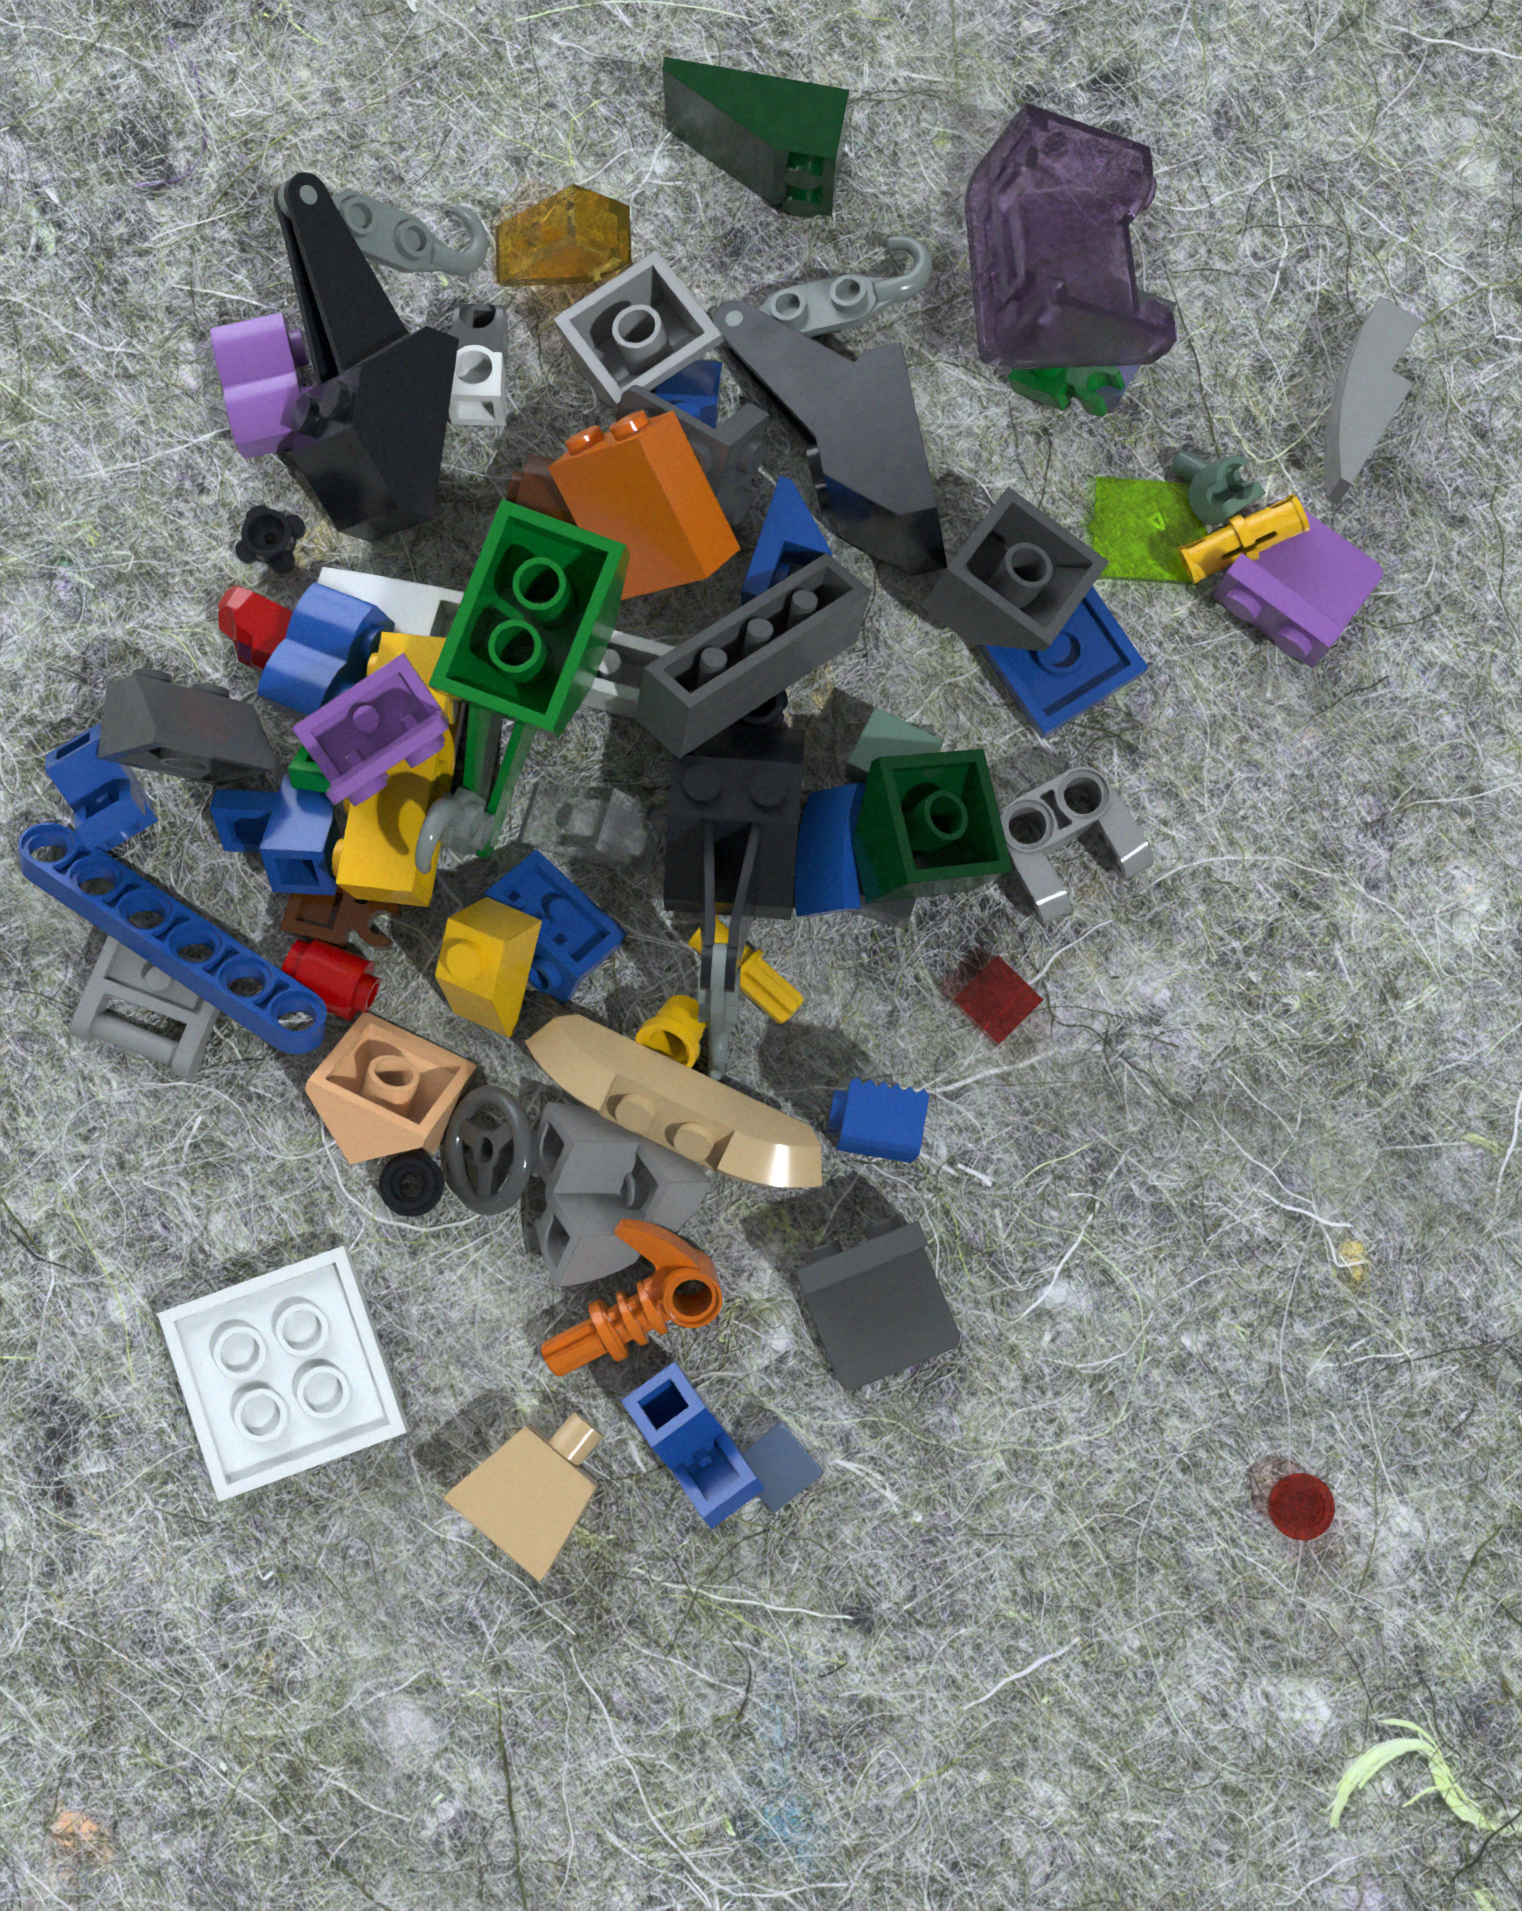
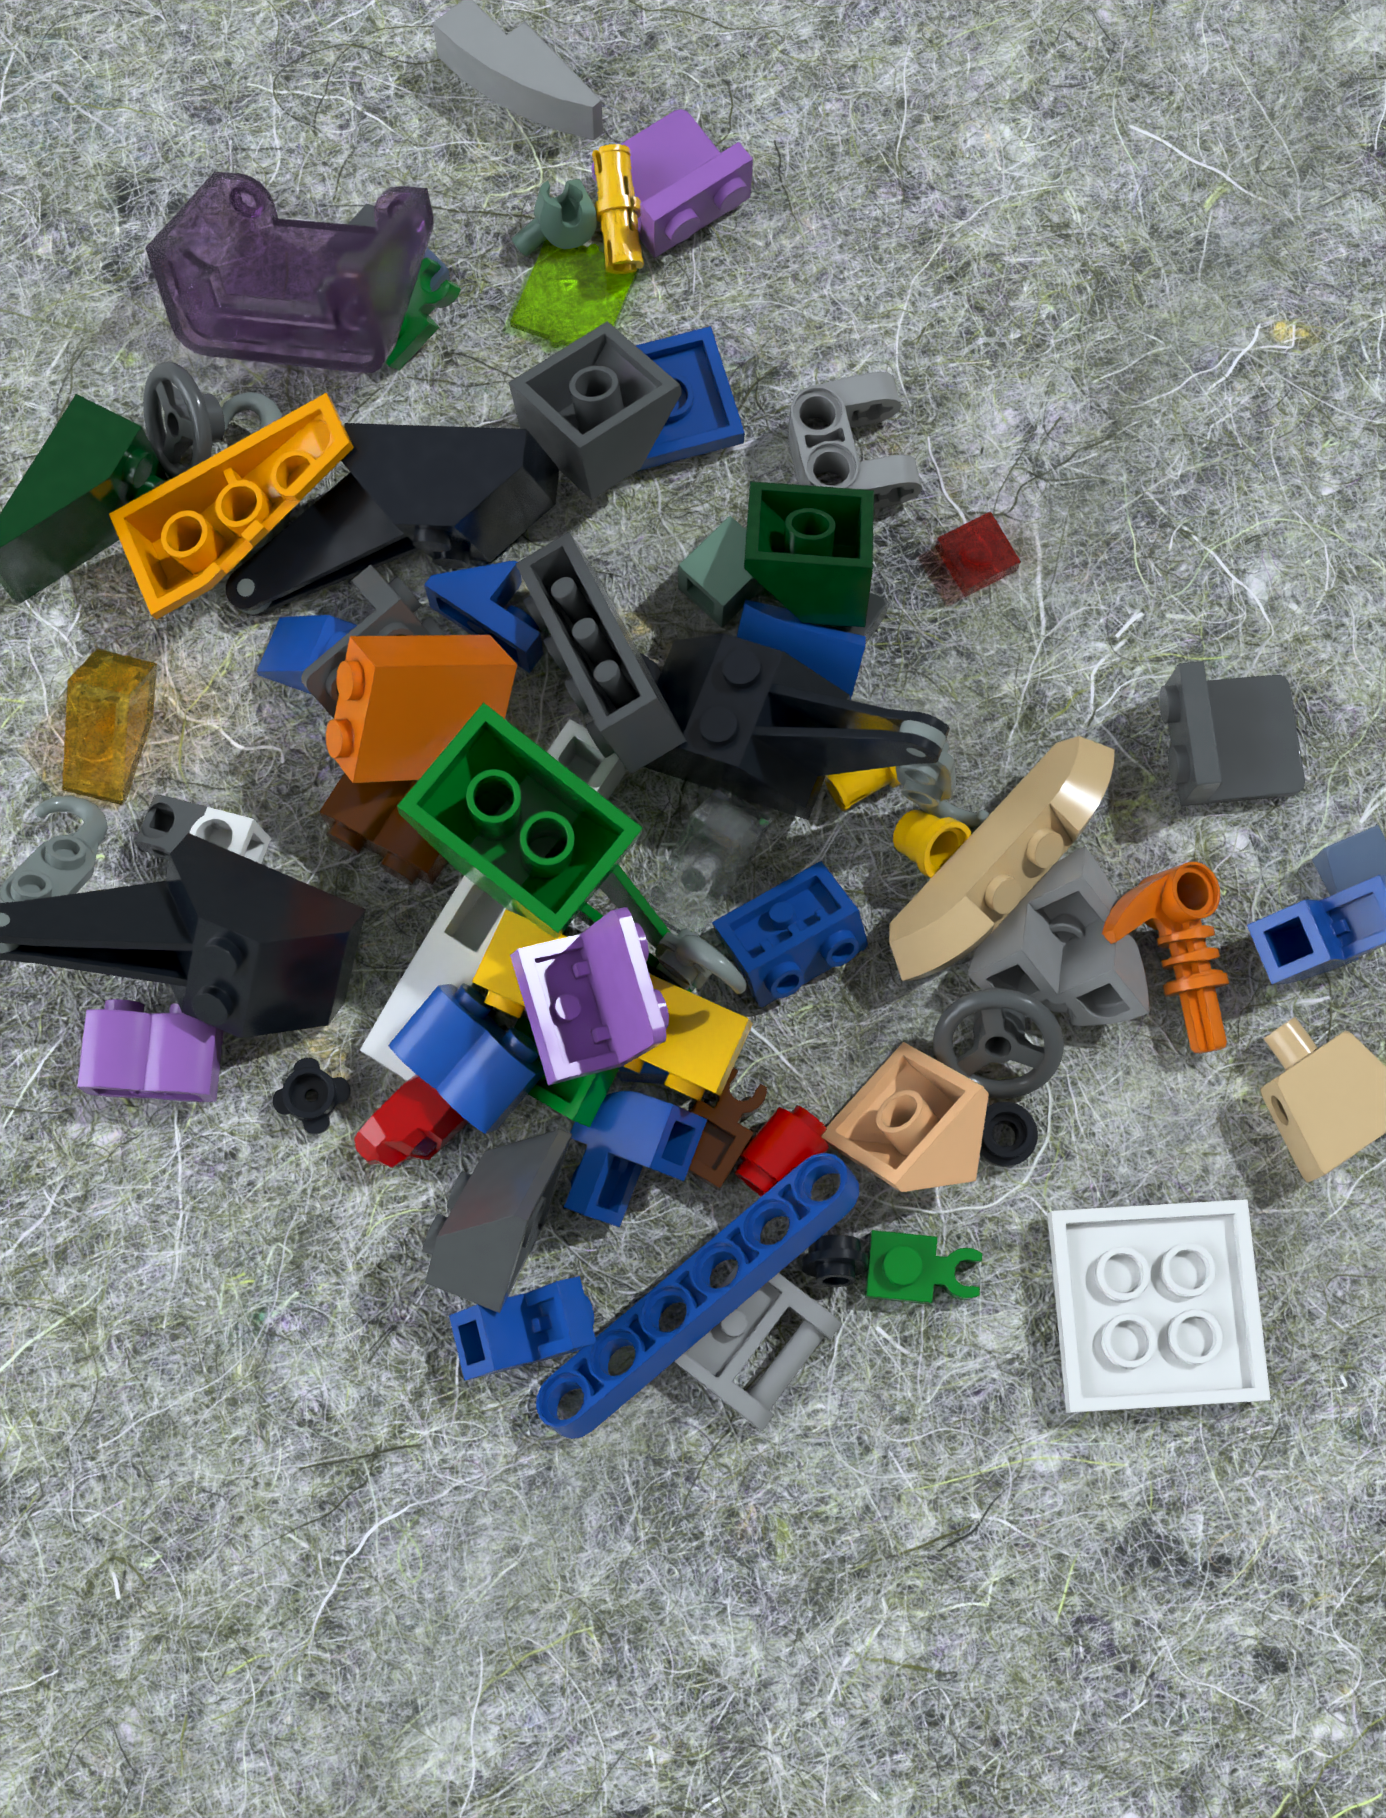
camera: 75 degrees left, 5 degrees down
(243, 1056) = (835, 1260): none -> black plate
(259, 1127) = (907, 1268): none -> green plate
(487, 963) = (820, 987): yellow slope -> none
(636, 330) = (239, 671): light grey slope -> none
(784, 260) = (215, 513): none -> light orange wedge
(877, 206) = (188, 417): none -> dark grey piece
(878, 1120) = (1072, 674): blue brick -> none

